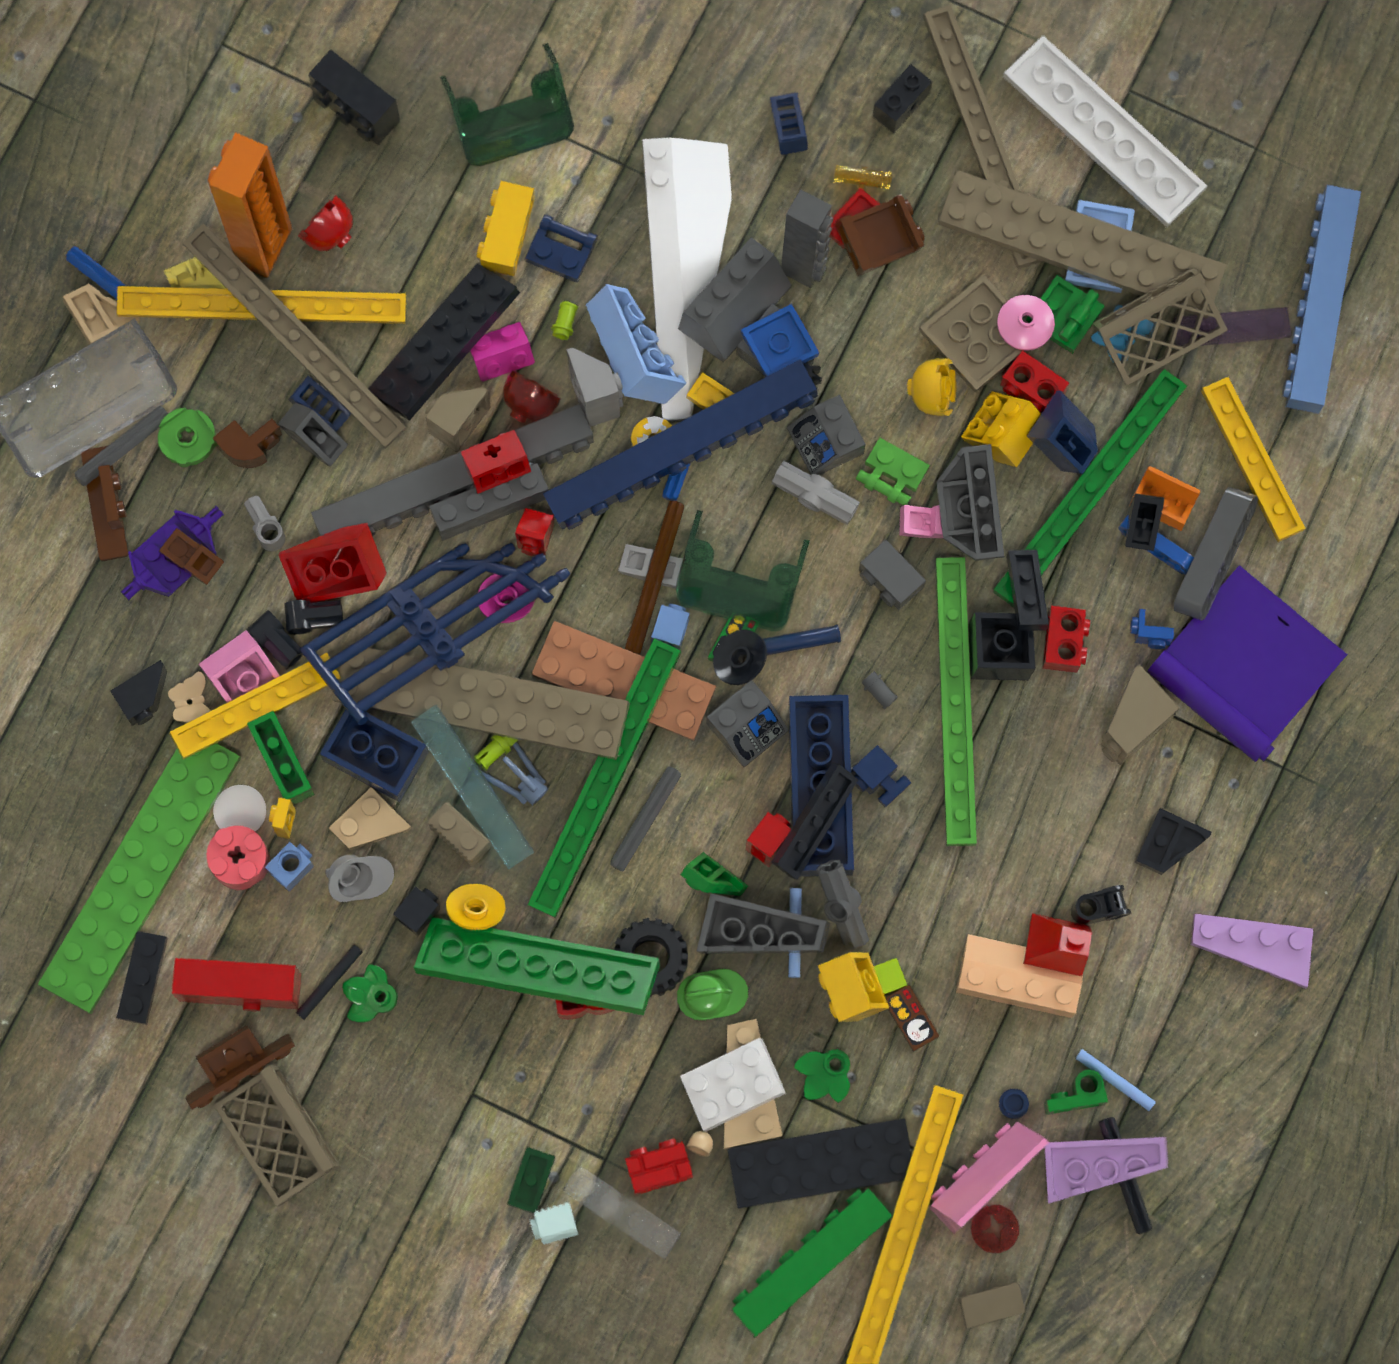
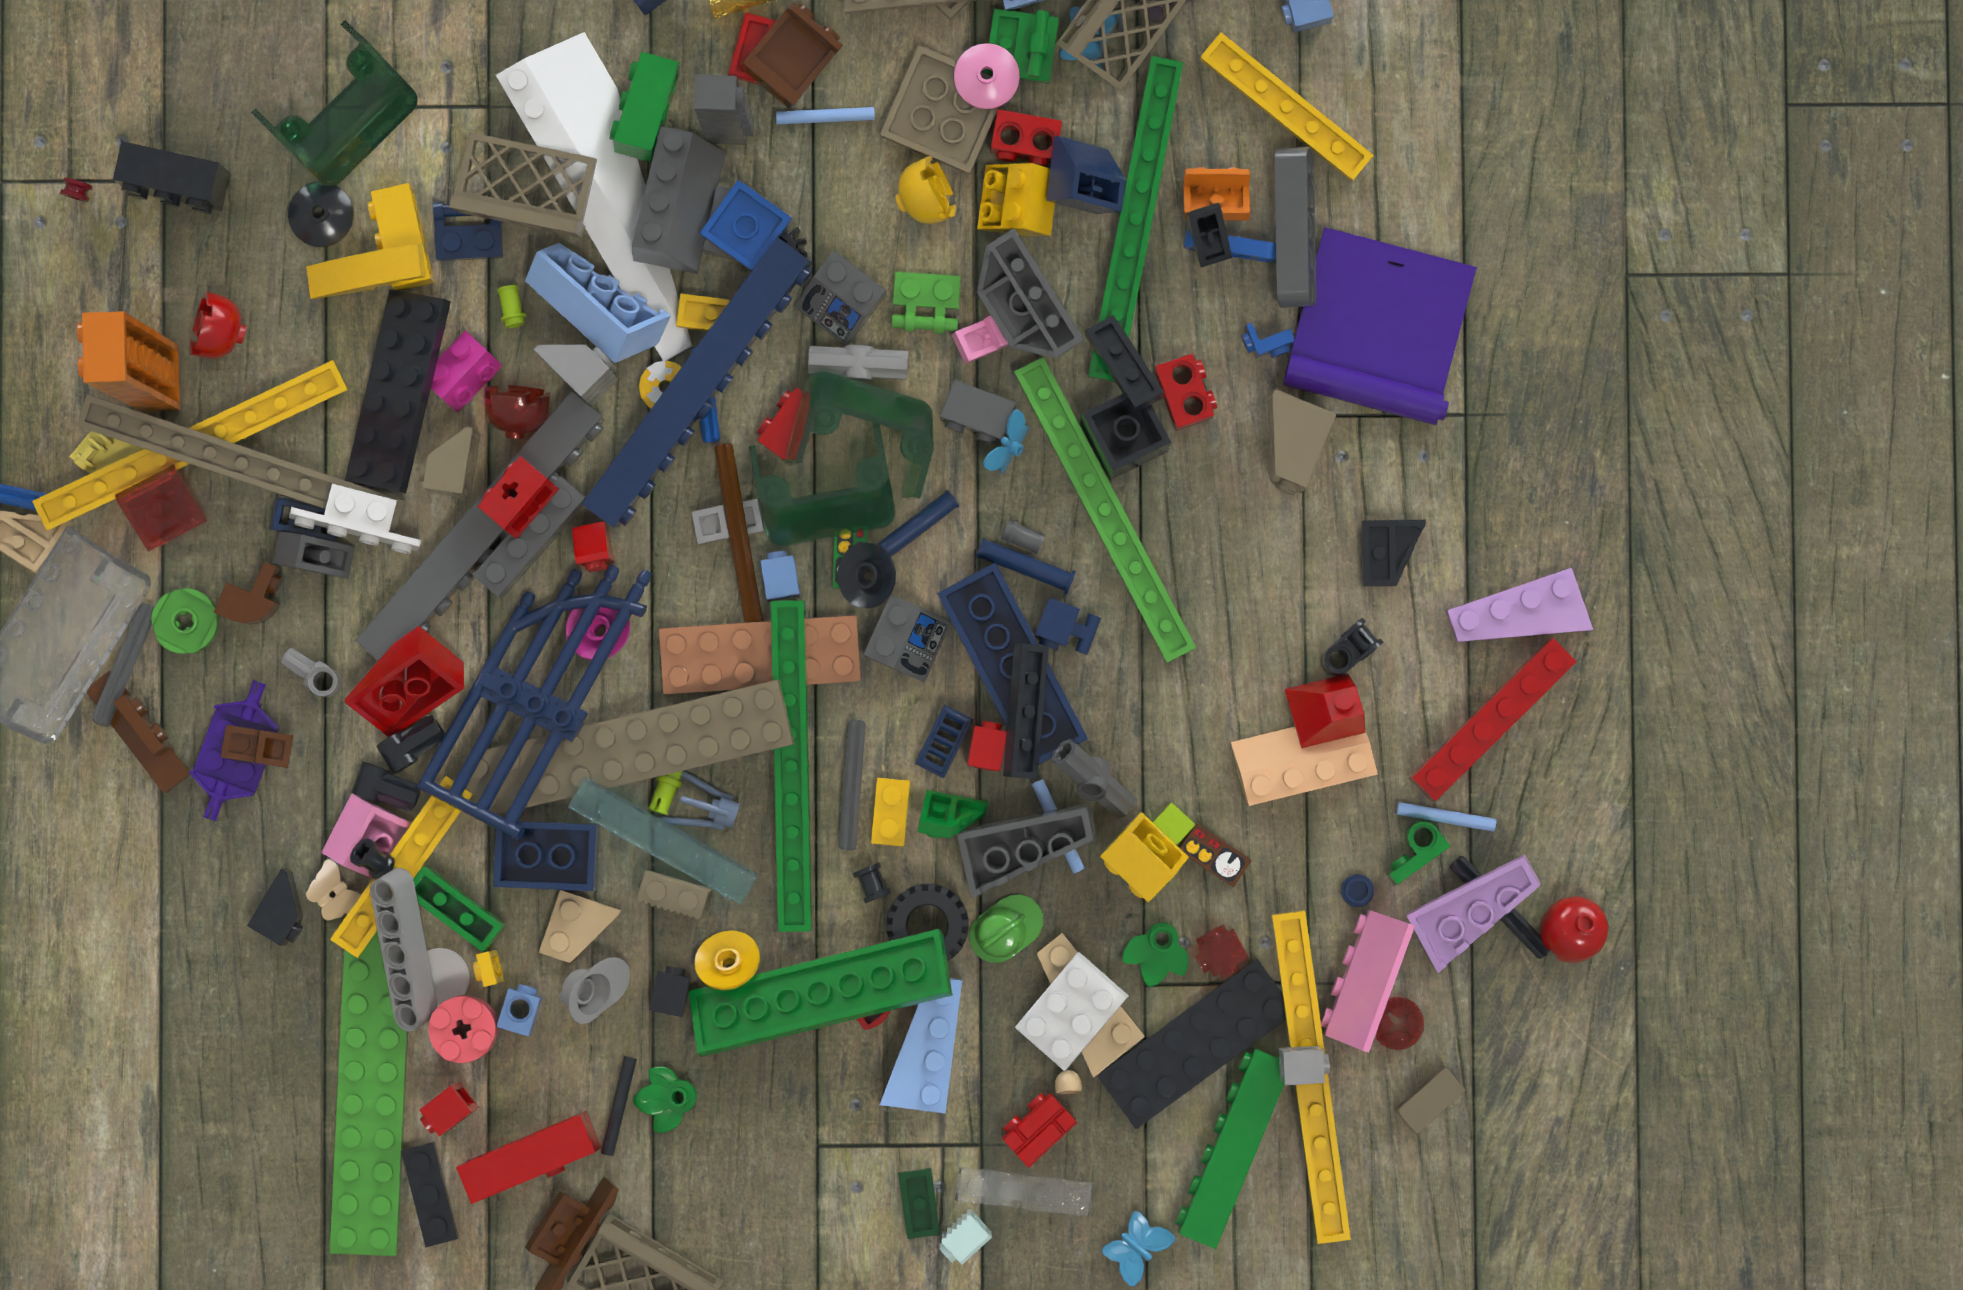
camera: 25 degrees left, 10 degrees up
(192, 913) = (447, 1109): none -> red brick
(213, 340) = (160, 508): none -> clear red plate
(223, 767) = (403, 949): none -> light grey beam
(236, 685) = (367, 855): none -> black bush
(275, 75) = (76, 189): none -> dark red bush
(363, 419) = (358, 515): none -> white bracket
(457, 195) = (324, 230): none -> black dish
(466, 237) = (366, 271): none -> yellow slope
(596, 1062) = (926, 1056): none -> light blue wedge
(609, 252) = (518, 213): none -> dark tan fence
(622, 903) = (872, 882): none -> black bush
(665, 855) = (890, 812): none -> yellow plate
(691, 1303) = (1134, 1245): none -> dark azure piece
(732, 518) = (778, 431): none -> red slope
(746, 218) = (645, 106): none -> green brick
(756, 803) = (955, 716): none -> dark blue slope
(782, 503) = (830, 395): none -> clear green windscreen
(871, 714) = (1026, 565): none -> dark blue pin
(877, 1097) = (1220, 952): none -> clear red brick
(883, 294) = (825, 115): none -> light blue bar
(895, 617) = (1002, 456): none -> dark azure piece
(901, 1218) = (1303, 1065): none -> light grey brick
(1178, 1222) = (1574, 929): none -> red cylinder
(1190, 1018) = (1492, 720): none -> red brick

